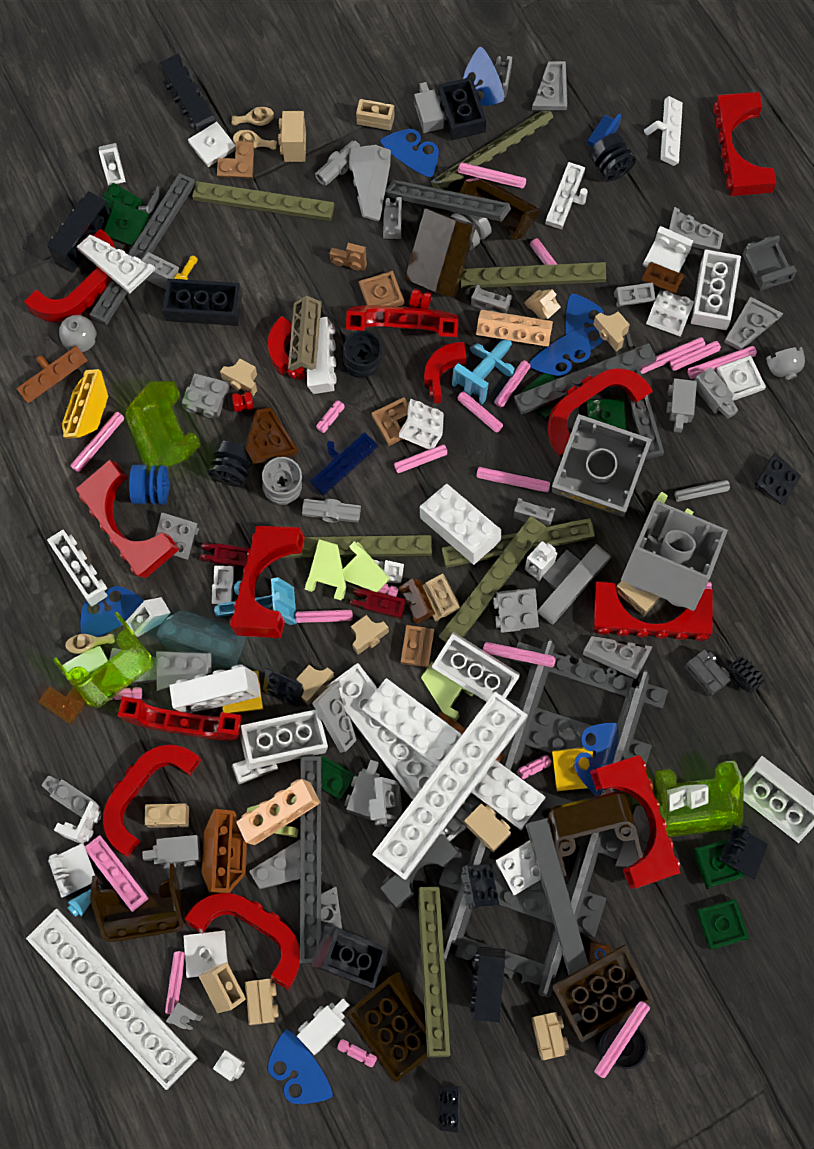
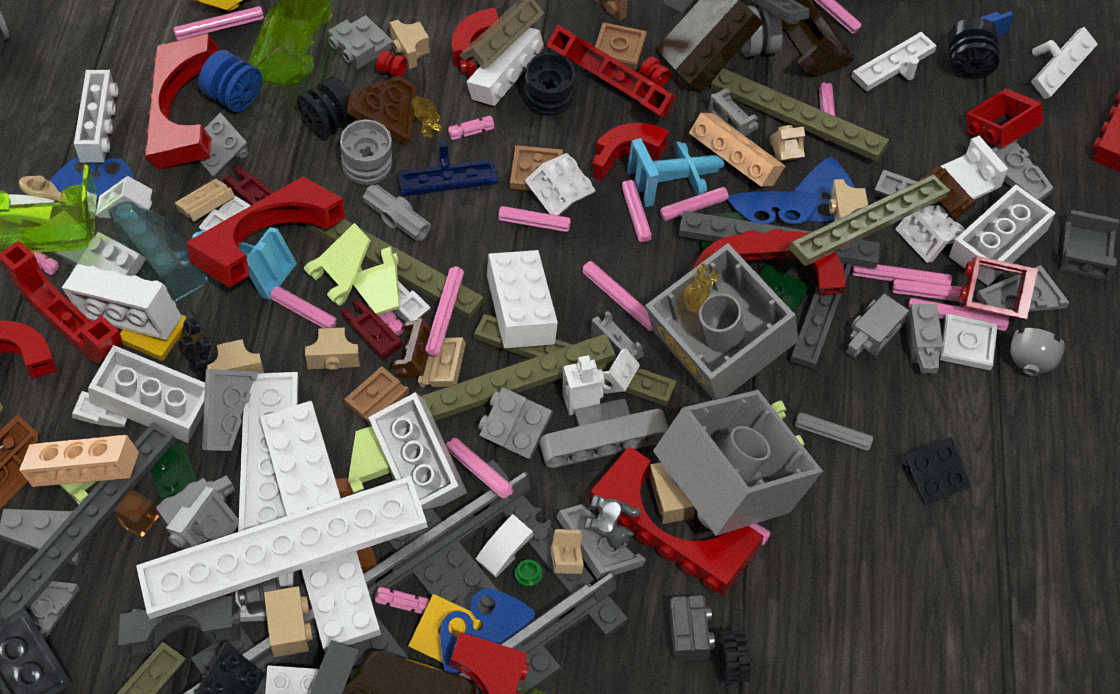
camera: 30 degrees right, 15 degrees down
(201, 581) = (204, 199): none -> tan plate
(295, 424) = (427, 113): none -> clear yellow plate
(334, 819) = (136, 513): none -> clear orange brick
(418, 562) = (444, 311): none -> bright pink axle
(557, 534) = (621, 372): none -> white bracket
(566, 693) = (504, 545): none -> white slope
(579, 458) = (698, 291): none -> clear yellow plate
(591, 700) = (528, 573): none -> green plate
(610, 675) = (567, 551): none -> tan bracket
(618, 637) = (607, 519): none -> dark grey animal
(639, 335) = (868, 220): none -> olive plate
(663, 185) = (1025, 116): none -> red window
(758, 328) = (1024, 292): none -> window

